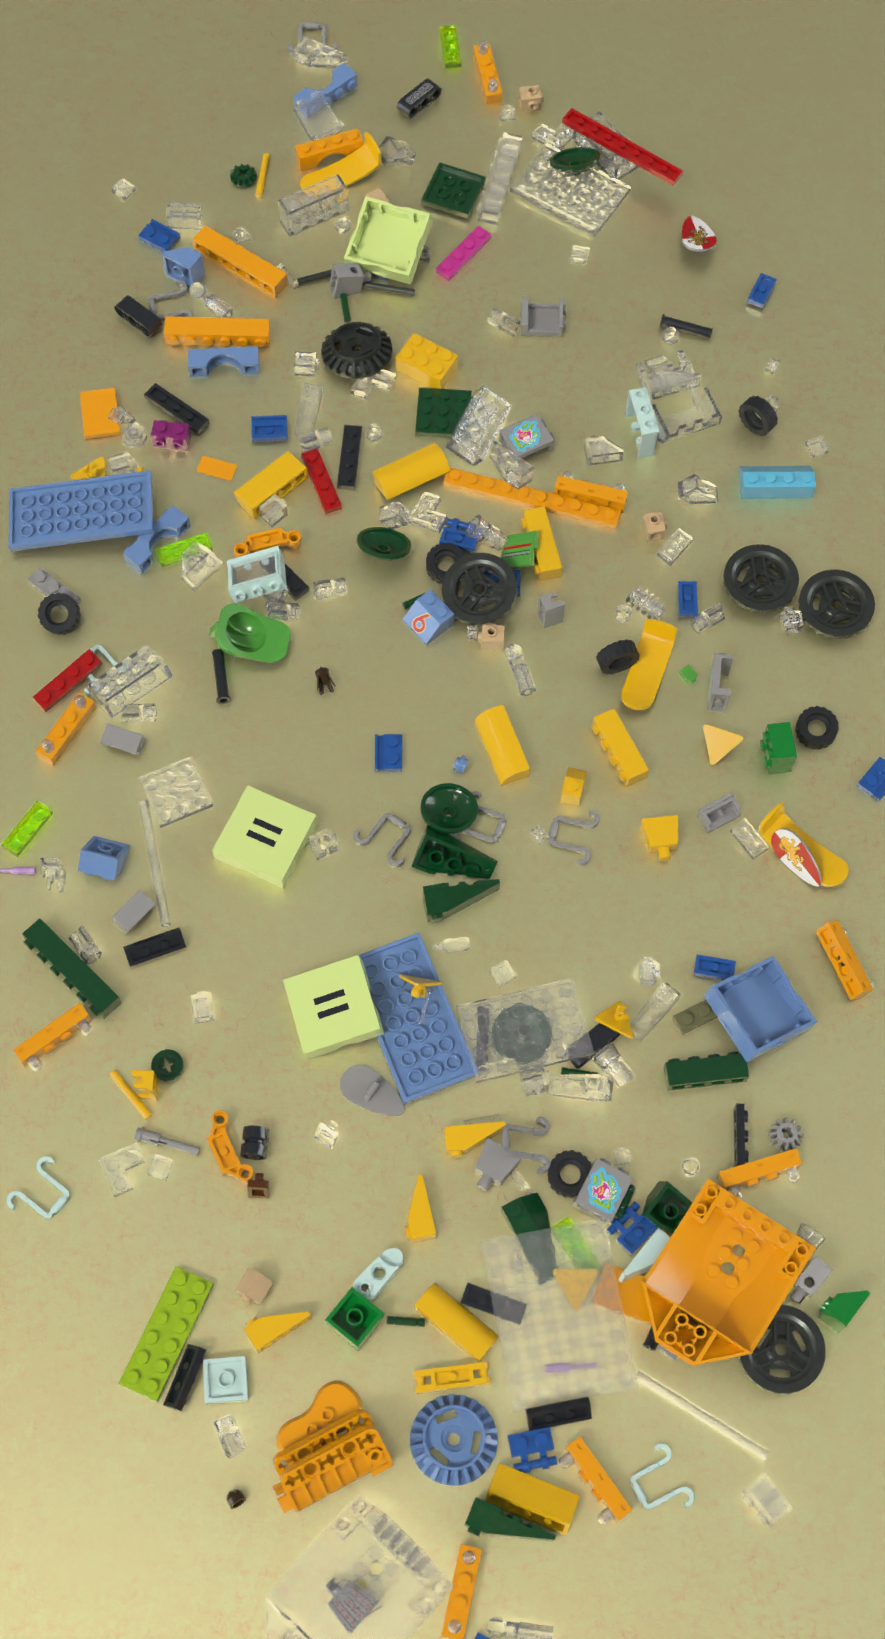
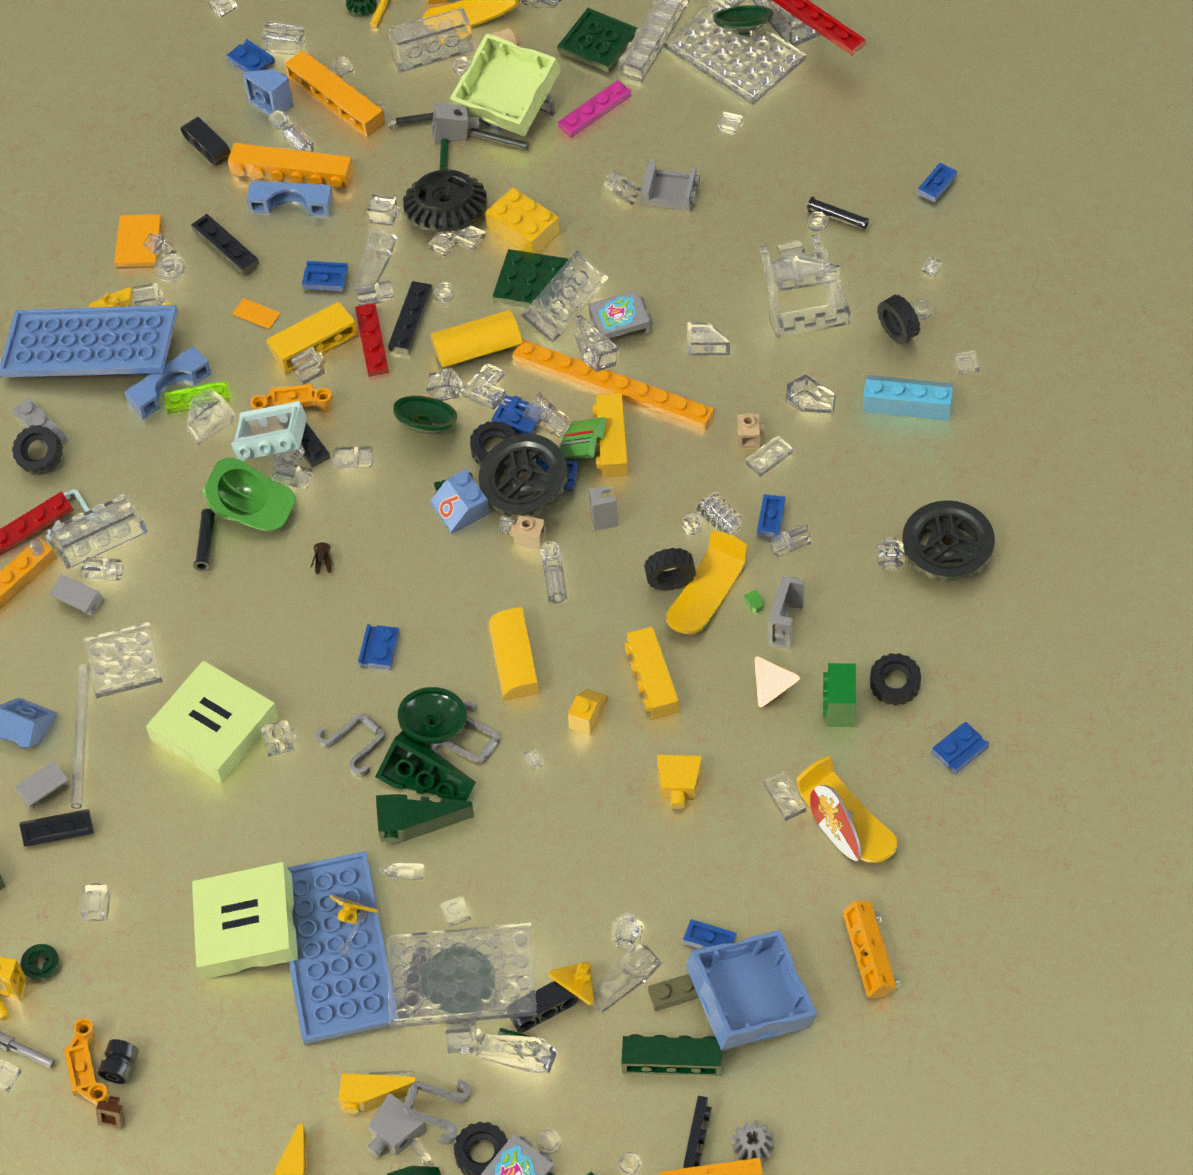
camera: 15 degrees right, 10 degrees down
(171, 435) = (210, 271): magenta brick -> none
(178, 293) = (258, 121): light grey piece -> none
(327, 1134) = (204, 1064): clear tile -> none
(370, 1091) = (269, 1024): light grey shield -> none
(460, 764) = (459, 669): medium blue plate -> none
(590, 825) = (554, 754): light grey piece -> none
(591, 492) = (682, 384): light orange piece -> none
(613, 1065) = (561, 1031): clear plant -> none
(640, 406) = (758, 312): light aqua window -> none
(697, 235) = (872, 113): shield -> none
(719, 812) = (755, 761): light grey hinge -> none
(757, 560) = (863, 481): pearl dark grey gear -> none

